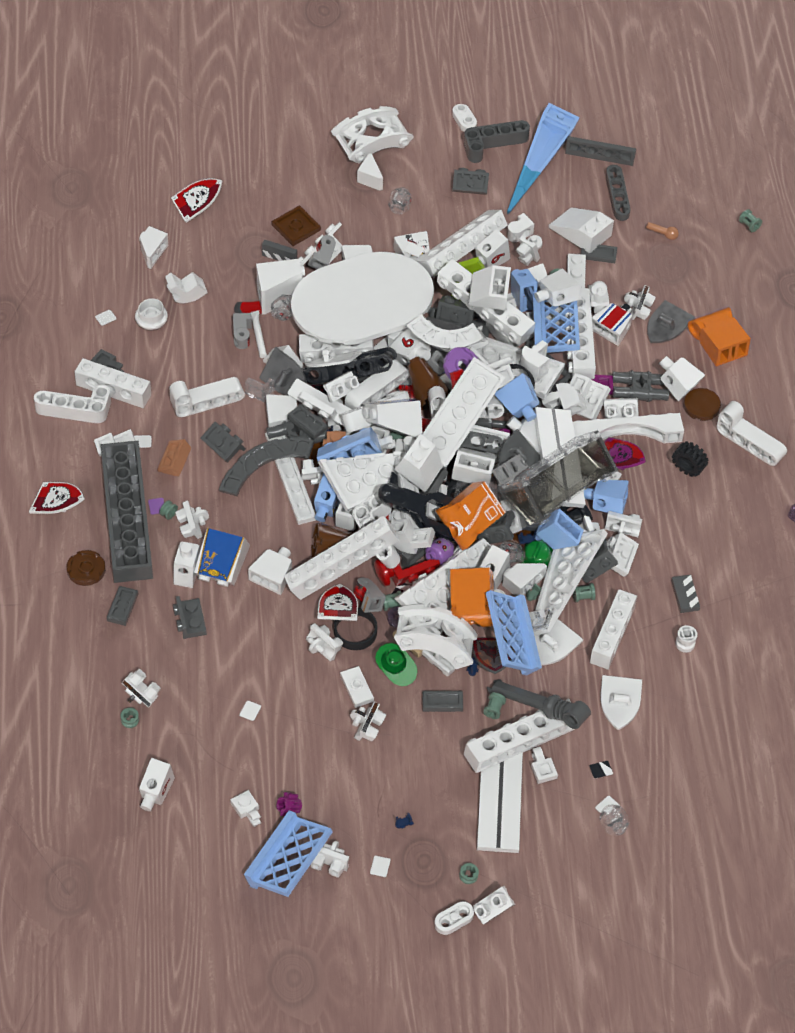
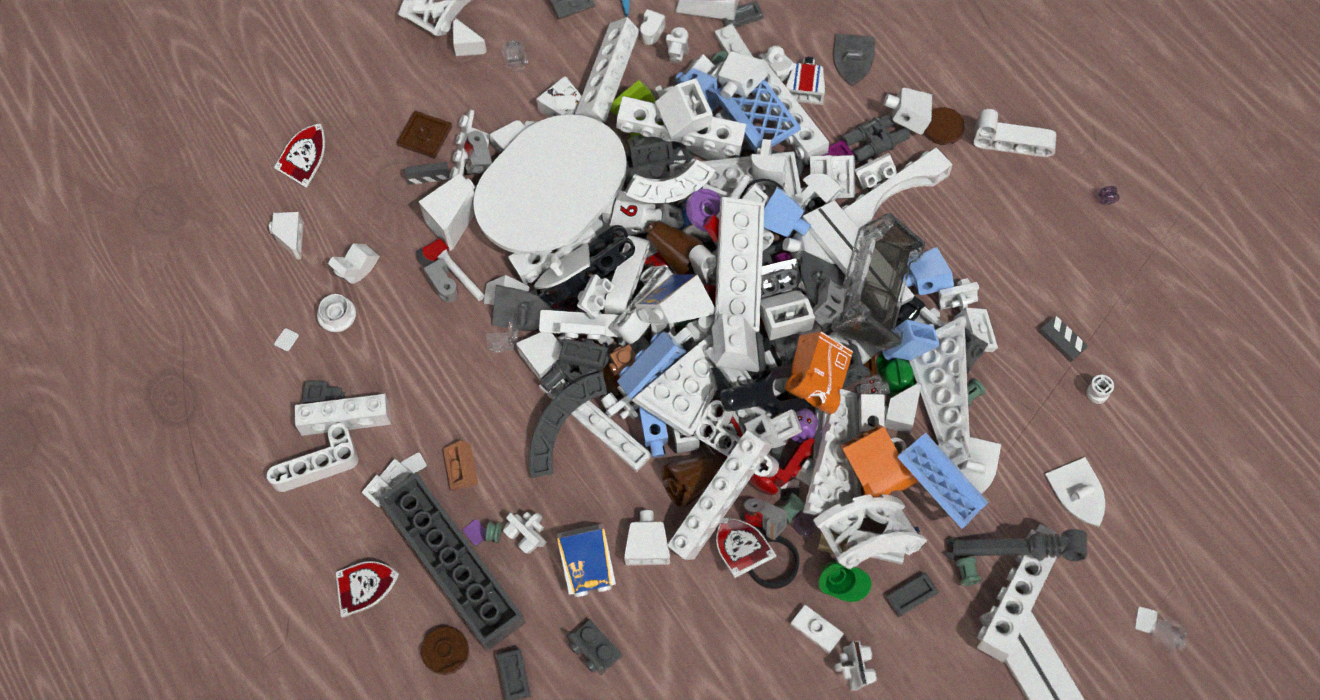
camera: 25 degrees left, 10 degrees up
(186, 558) = (554, 587): white torso -> none
(205, 397) = (451, 378): white beam -> none
(222, 442) = (501, 420): dark grey bracket -> none
(282, 307) = (470, 234): clear head -> none
(322, 642) = (752, 599): white hips -> none
(487, 654) = (928, 515): shield -> none
(493, 249) = (643, 63): white torso -> none
(526, 539) = (877, 363): dark blue piece -> none
(534, 593) = (919, 420): sand green piece -> none
(542, 768) = (1062, 615): white plate -> none
(601, 769) = (1112, 581): black sticker -> none
(613, 629) = (1026, 418): white brick -> none
(624, 453) = (915, 216): shield -> none
(638, 300) = (815, 48): white hips -> none
(690, 459) = (977, 191): black tyre -> none
(720, 336) = (915, 45): orange piece -> none

